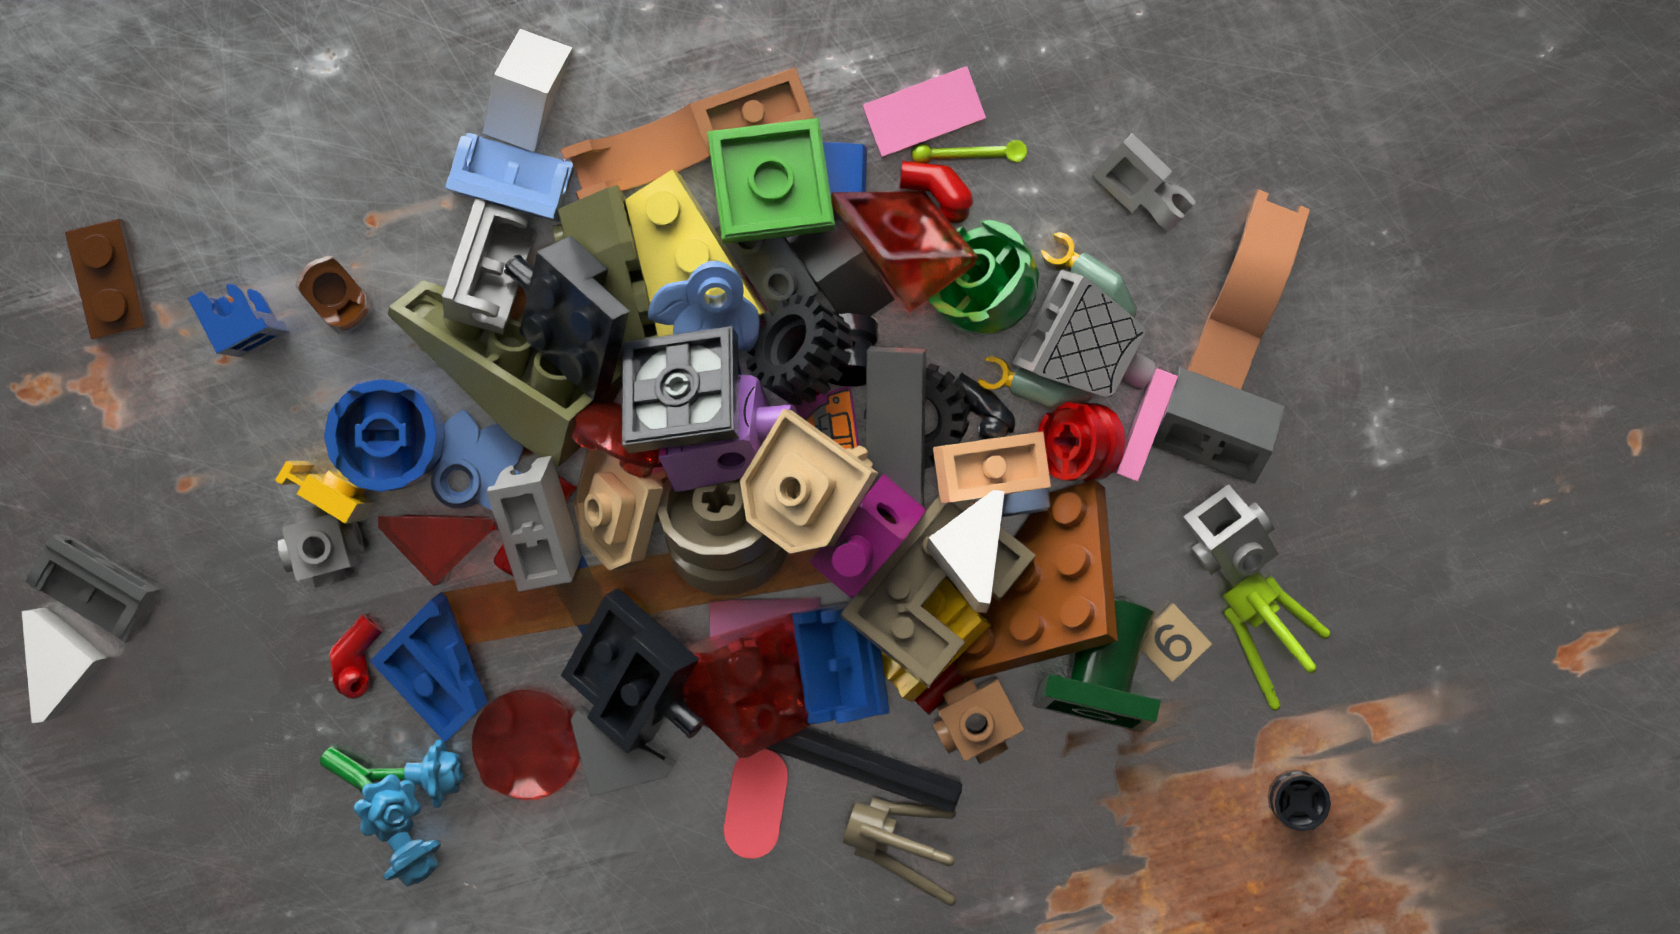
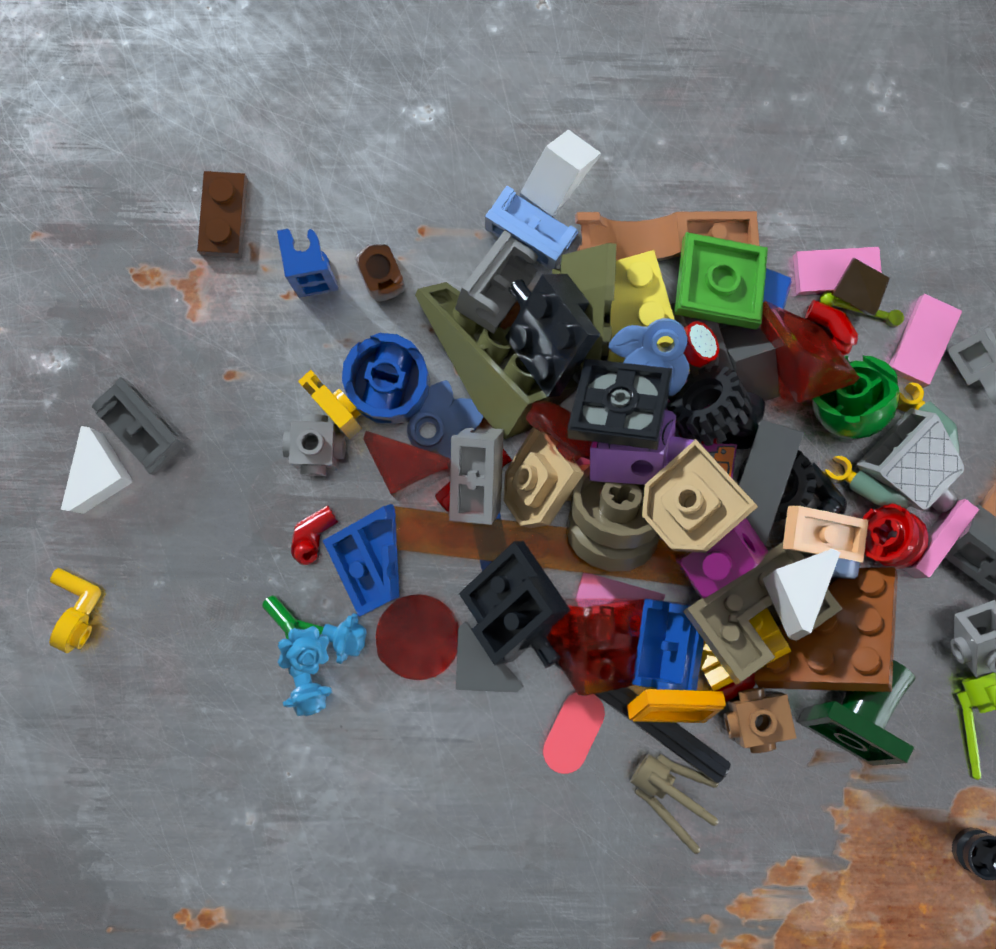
camera: 10 degrees right, 5 degrees down
(93, 862) = (72, 627): none -> yellow plate
(763, 276) = (701, 344): none -> tile
(868, 734) = (676, 706): none -> light orange tile
(956, 129) = (861, 287): none -> dark brown slope
(1061, 170) = (924, 340): none -> bright pink tile
(1174, 642) = (918, 707): tan tile -> none

